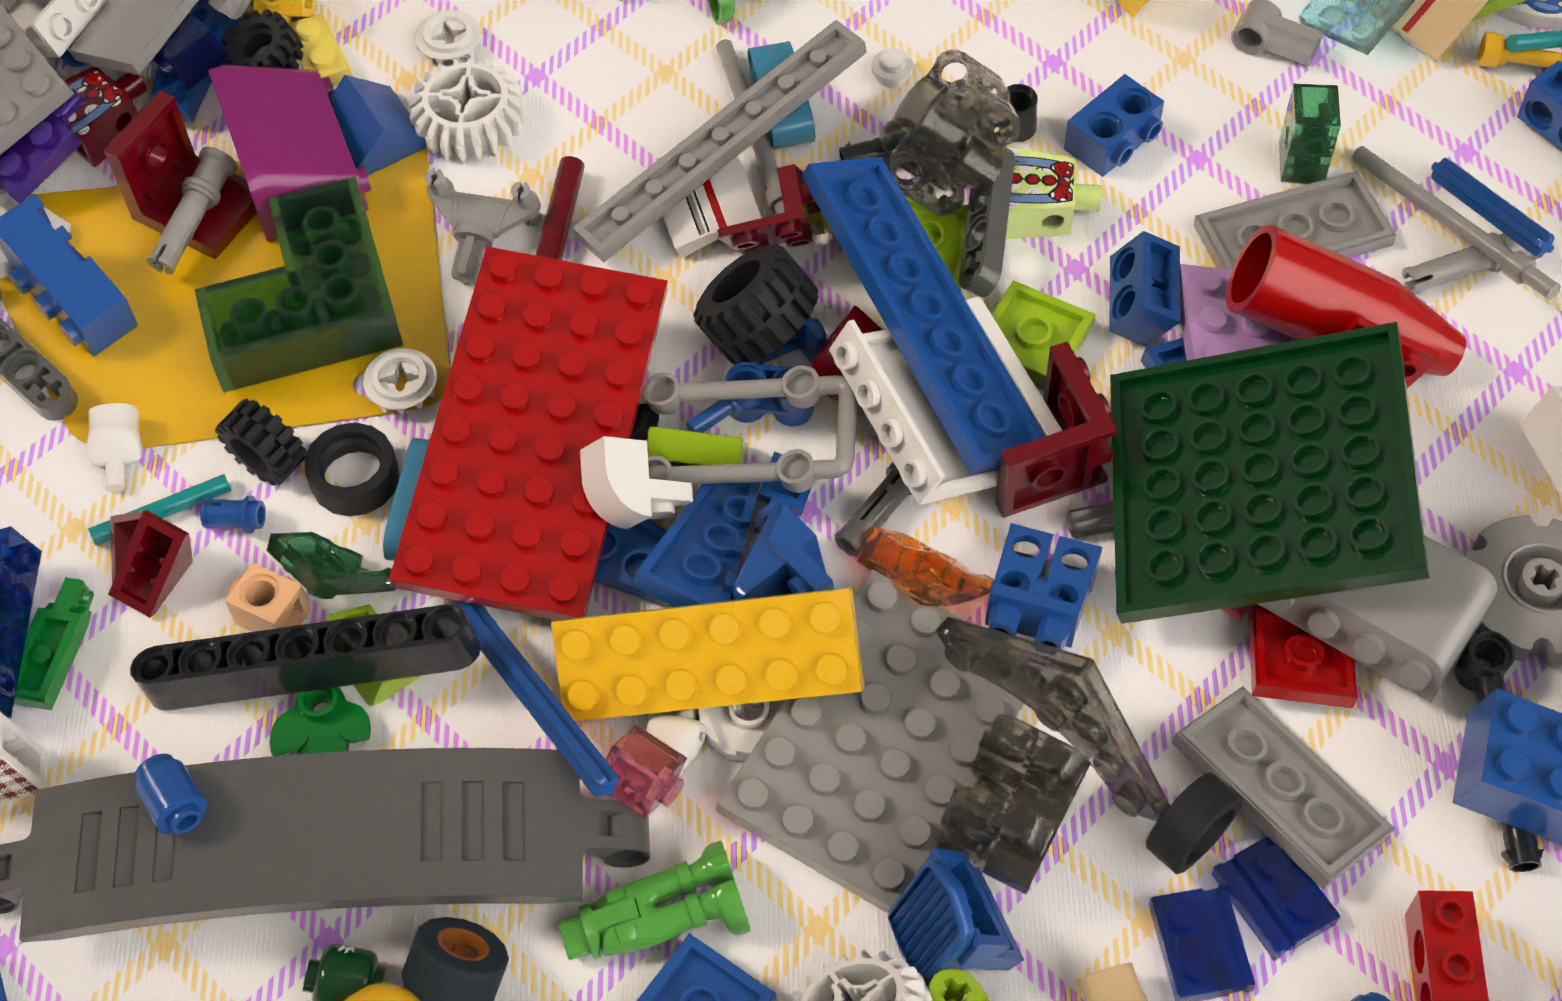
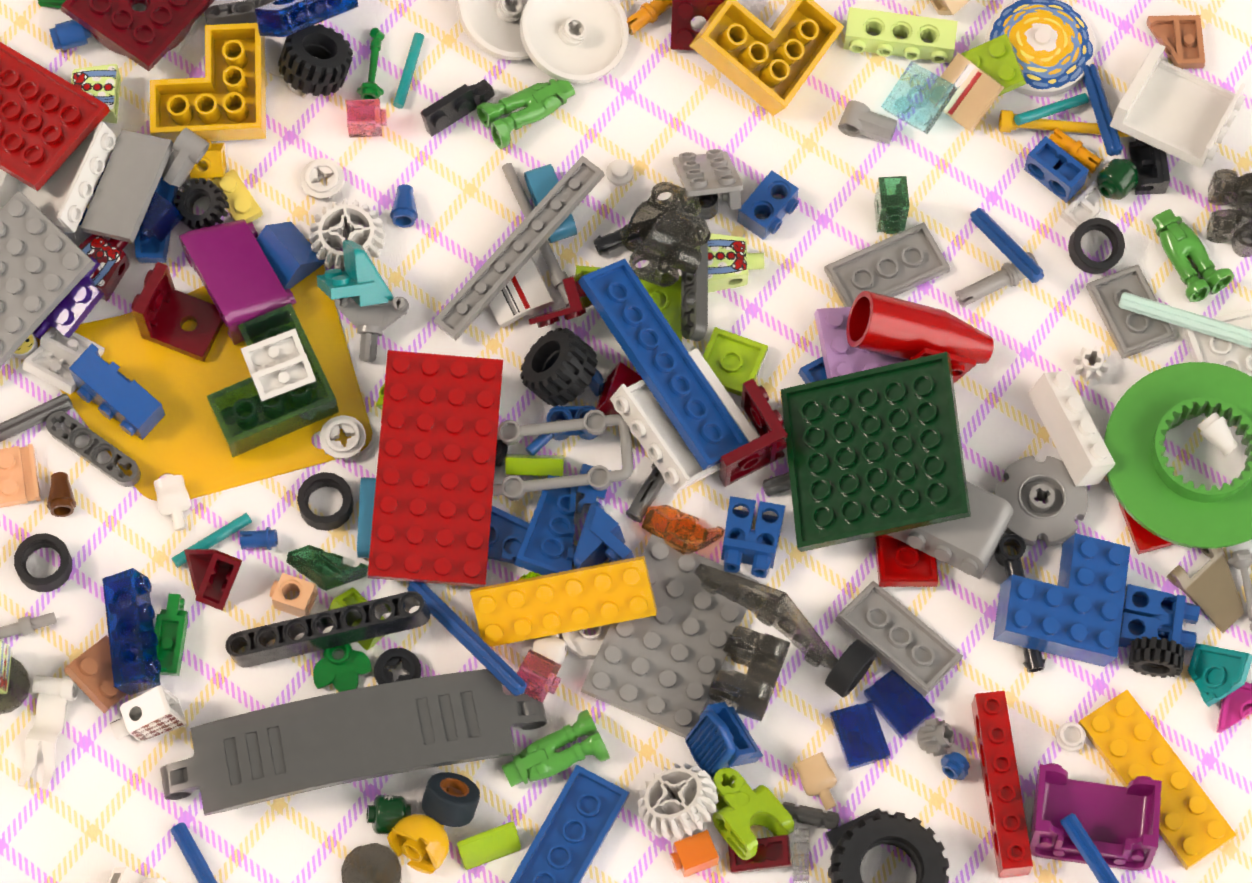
camera: 10 degrees left, 10 degrees up
(169, 794) = (277, 724): blue brick -> none
(200, 193) = (189, 321): light grey pin -> none
(261, 442) = (268, 492): black tyre -> none
(313, 253) = (278, 365): none -> white slope
(409, 723) = (390, 660): none -> black gear
(474, 153) = (358, 281): none -> teal piece
(560, 83) = (404, 207): none -> blue cone
(560, 208) = (420, 309): dark red piece -> none
(620, 487) = (496, 500): white brick -> none
(1054, 87) = (709, 175): none -> light grey bracket
(1144, 289) = (796, 326): blue brick -> none
(1340, 961) = (935, 737): none -> light grey gear
(1515, 264) = (1021, 287): light grey bar -> none

